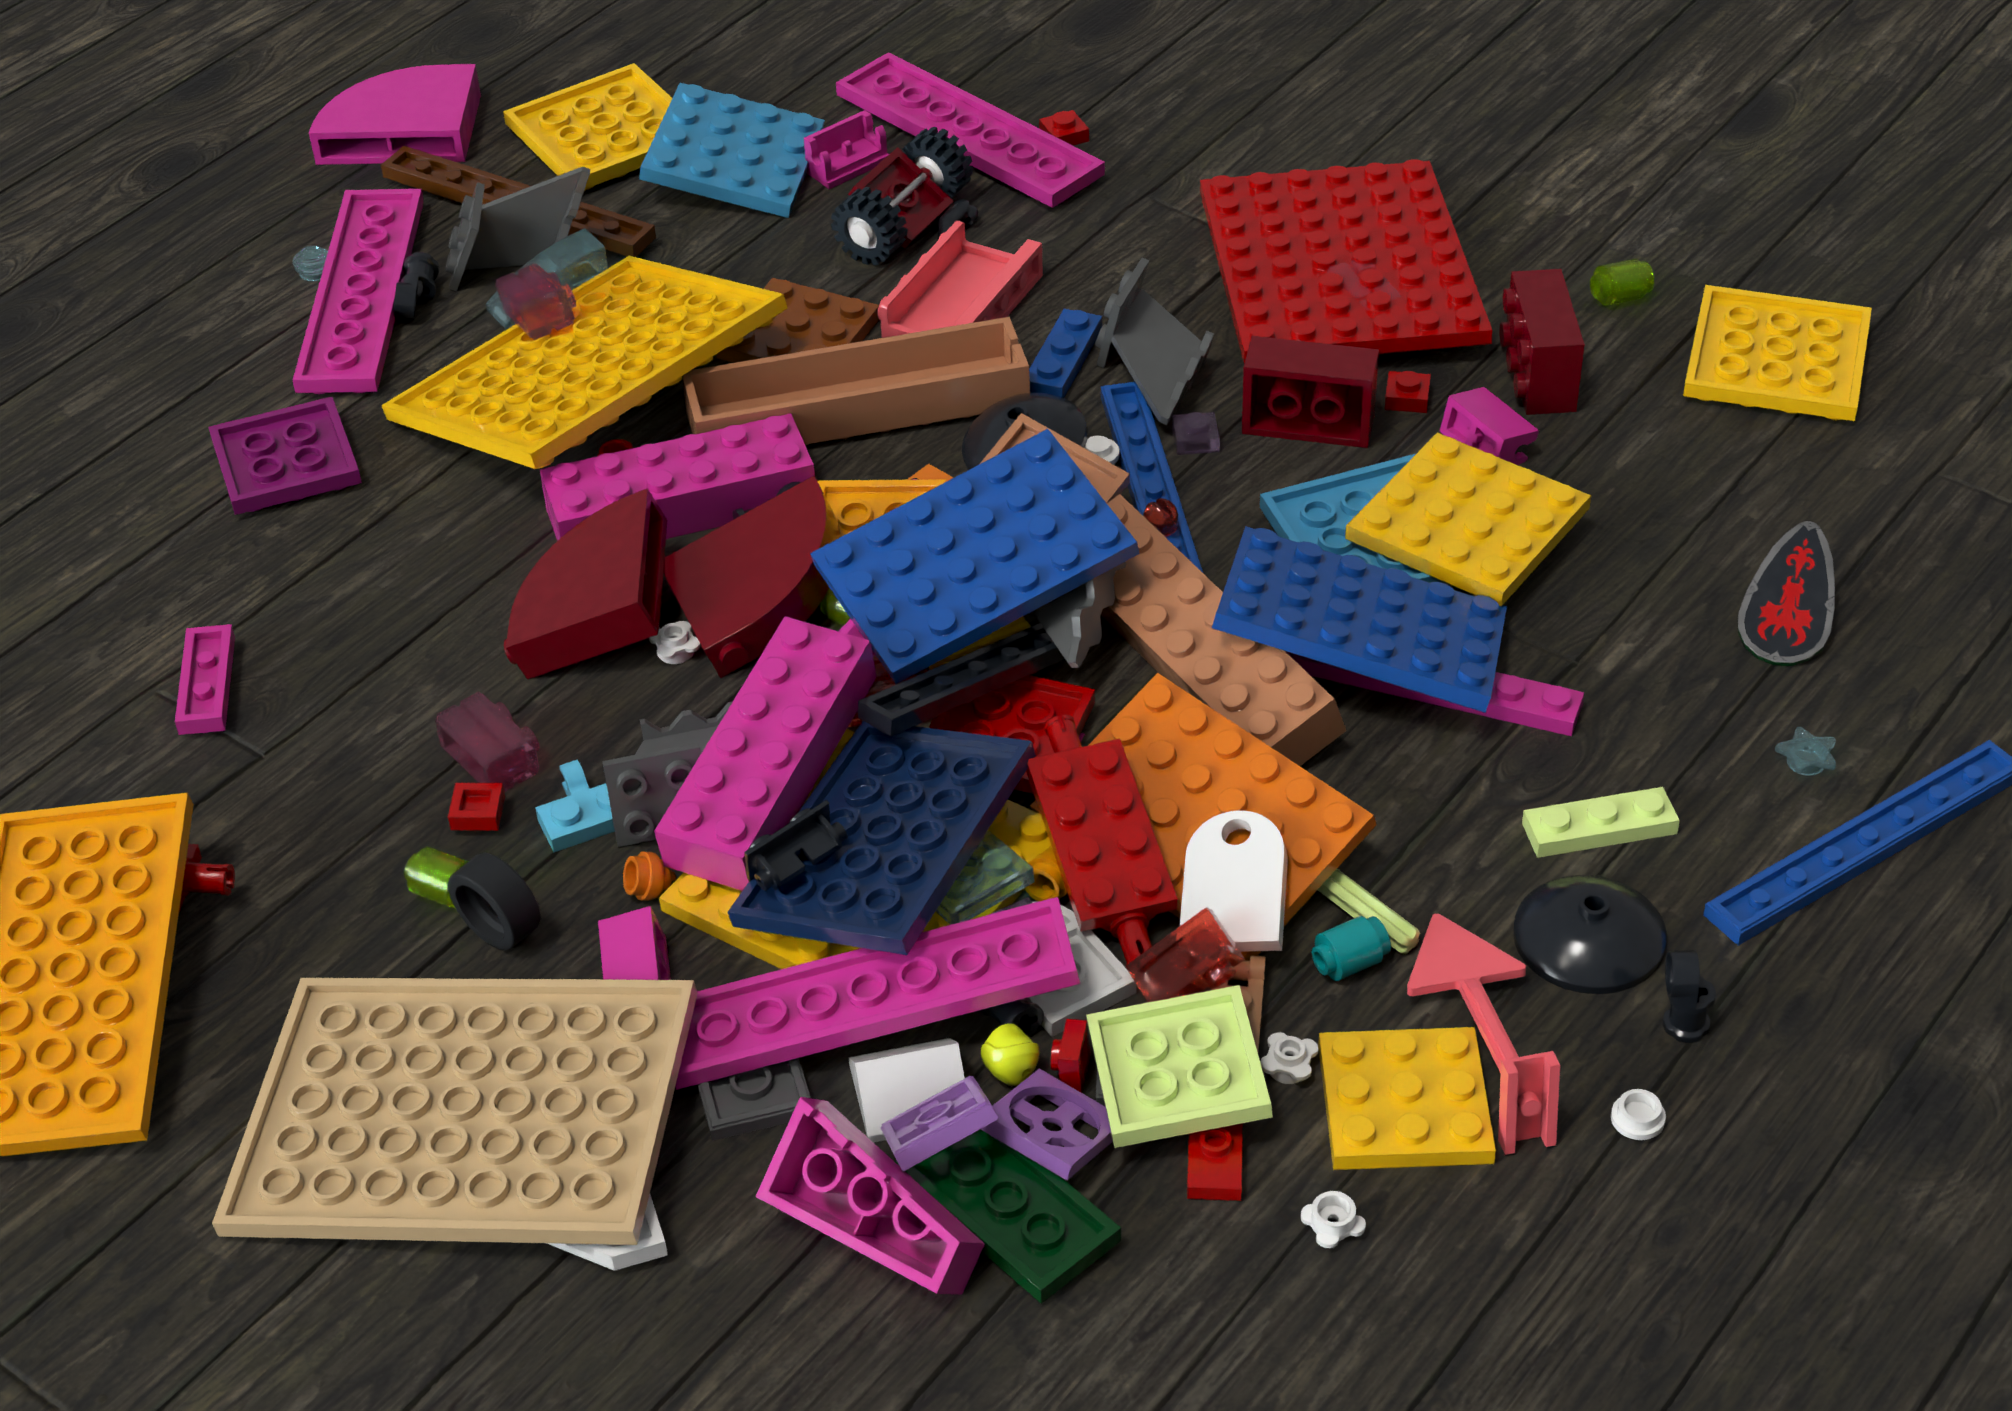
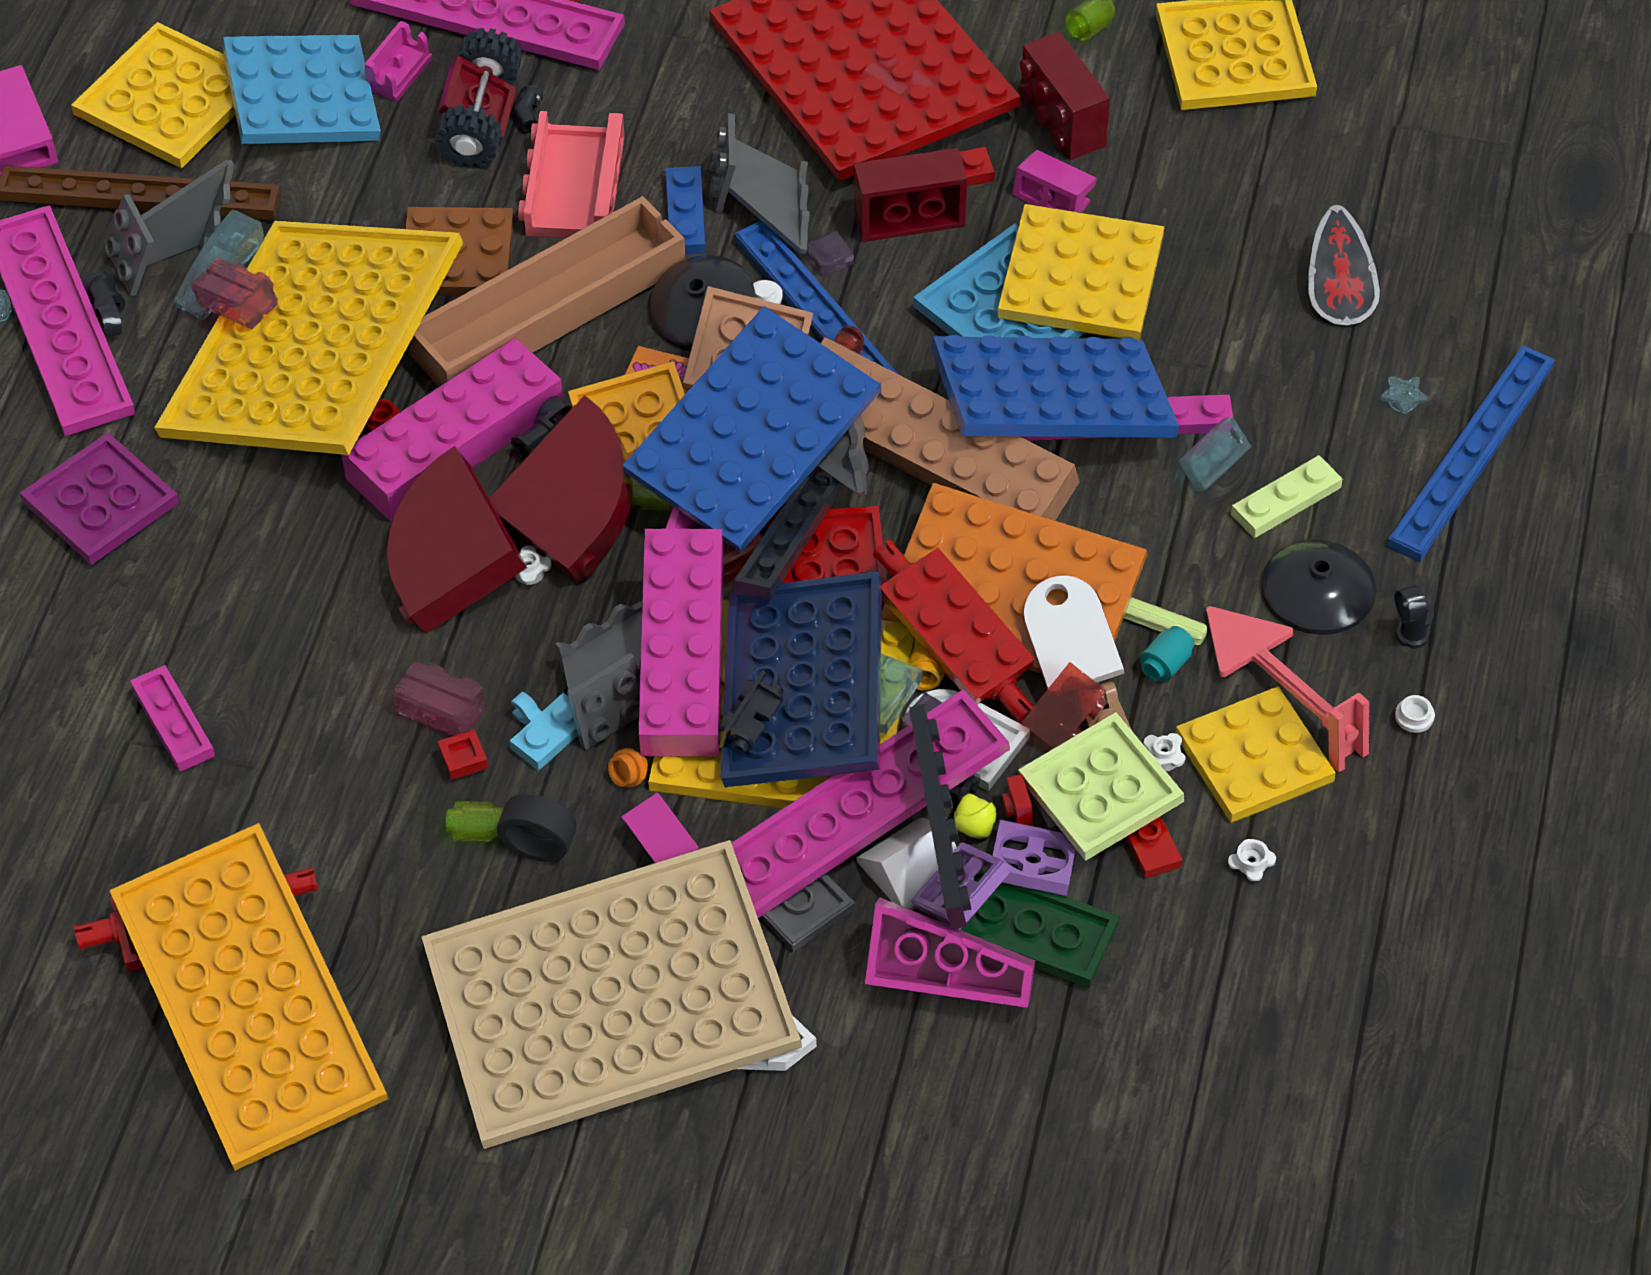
camera: 25 degrees left, 10 degrees up
(935, 1031) = (943, 829): none -> black plate
(1530, 748) = (1214, 453): none -> clear light blue plate

